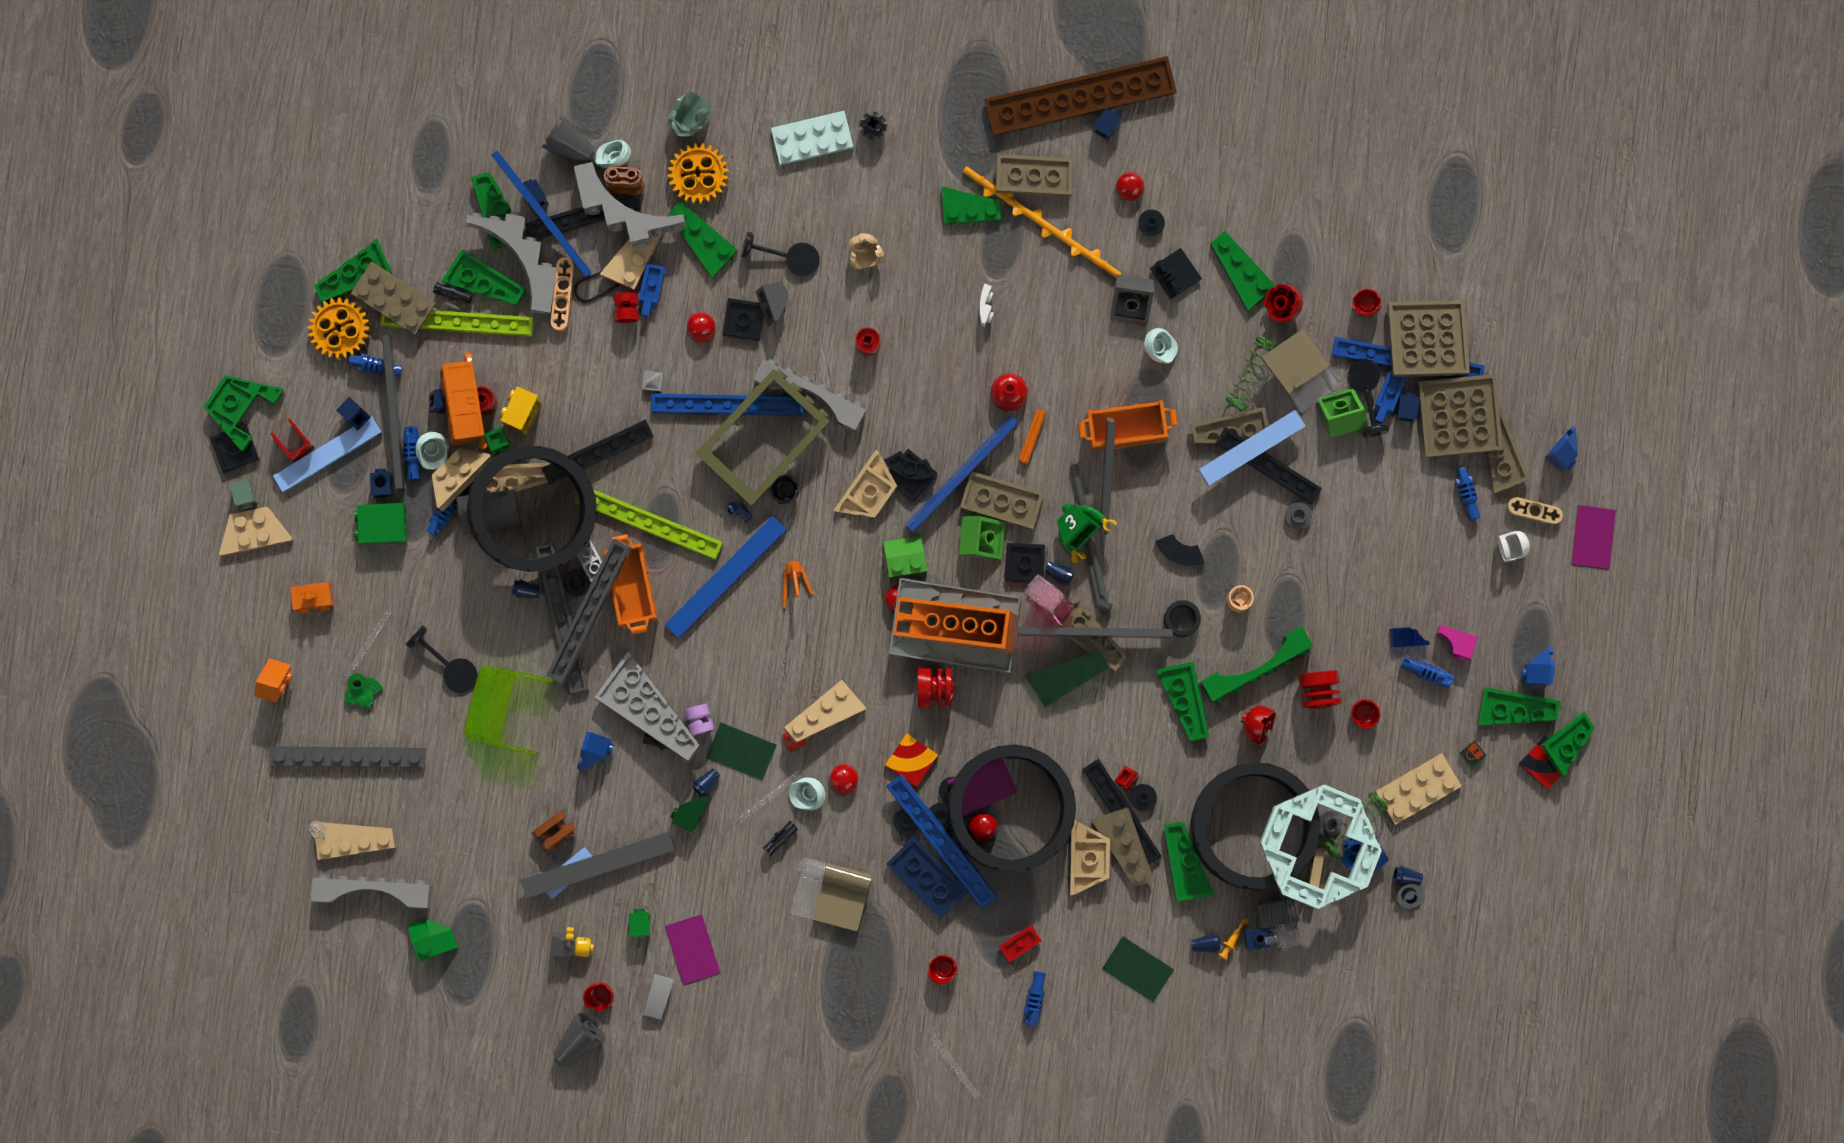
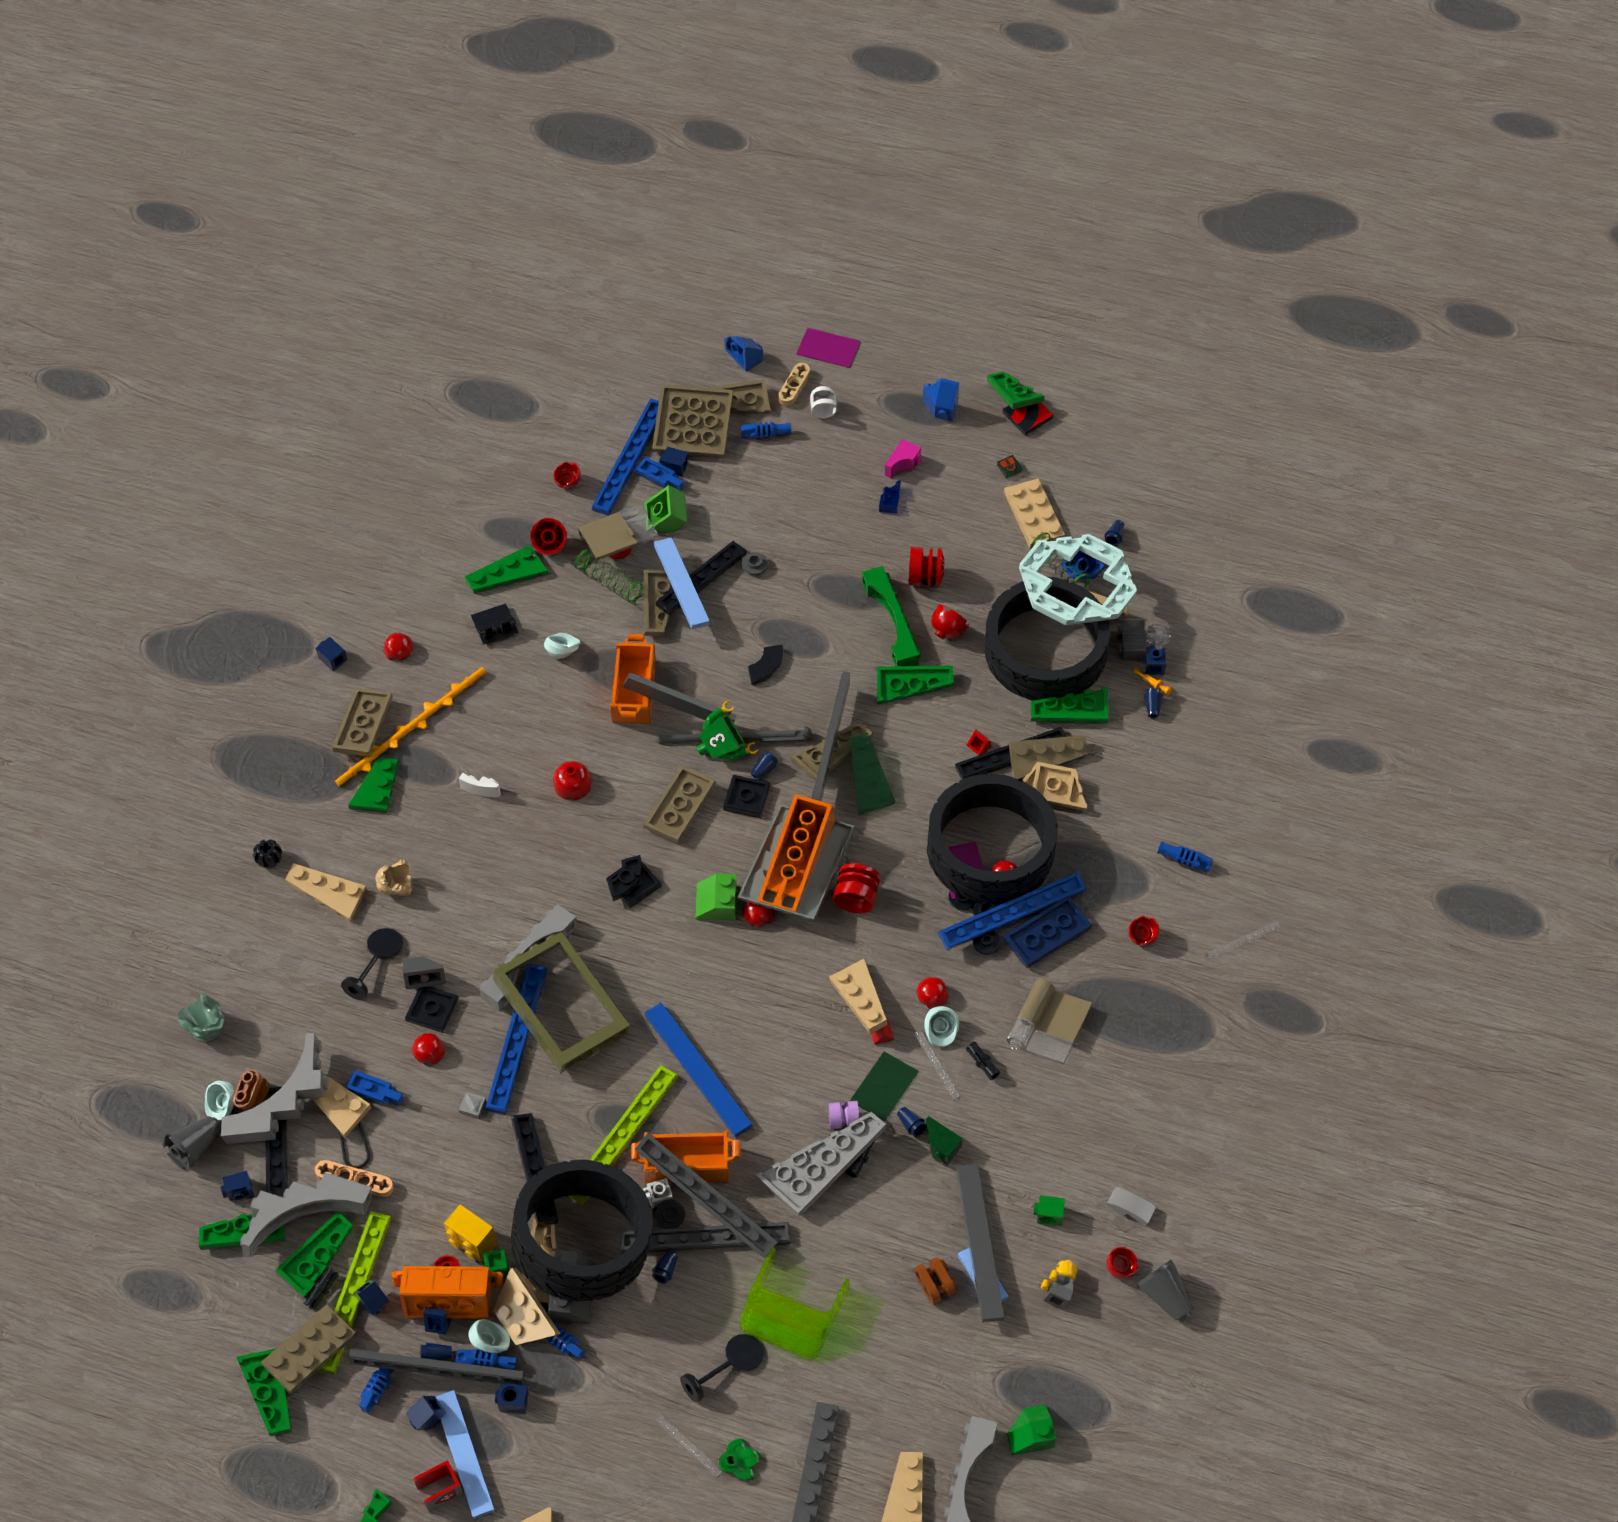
camera: 75 degrees left, 25 degrees down
(312, 597) = (621, 1494): orange brick -> none
(346, 344) = (305, 1421): light orange gear -> none
(381, 524) = (557, 1405): green brick -> none
(411, 407) = (435, 1351): none -> dark blue cone
(449, 339) = (371, 1297): none -> dark blue brick
(541, 213) = (261, 1175): blue tile -> none
(594, 750) = (854, 1223): blue slope -> none
(626, 314) = (387, 1114): red wheel -> none
(692, 949) = (1085, 1167): magenta piece -> none
(696, 157) = (247, 1022): light orange gear -> none
(704, 241) = (344, 1027): green wing -> none
(738, 509) = (629, 1044): dark blue arm -> none
(785, 489) = (621, 993): black hair -> none
(793, 570) = (707, 1001): orange plant -> none
(812, 138) = (261, 914): light aqua plate -> none
(847, 195) = (334, 892): none -> tan wing
(867, 341) = (487, 893): red wheel -> none
(869, 489) = (639, 918): tan wing -> none
(911, 759) = (923, 927): tile -> none
(961, 474) = (644, 834): blue tile -> none
(982, 537) = (712, 827): bright green slope -> none
(1020, 943) = (1127, 860): red plate -> none
(1032, 436) = (622, 768): orange axle -> none
(1048, 600) = (789, 771): clear pink brick -> none
(1080, 96) = (296, 674): reddish brown plate -> none
(1132, 299) = (509, 660): dark grey slope -> none
(1138, 969) = (1168, 767): clear green piece -> none
(1143, 797) = (1000, 732): black piece -> none
(1151, 222) = (439, 634): black piece -> none
(1184, 604) = (830, 659): black tyre -> none
(1240, 598) = (824, 619): light nougat wheel -> none
(1364, 377) = (636, 488): black piece -> none
(1365, 713) = (955, 537): red hair -> none
(1409, 895) = (1133, 534): black piece -> none
(1428, 338) = (613, 433): dark tan plate -> none
(1428, 672) = (926, 486): blue hinge -> none
(1512, 707) = (972, 429): green wing -> none

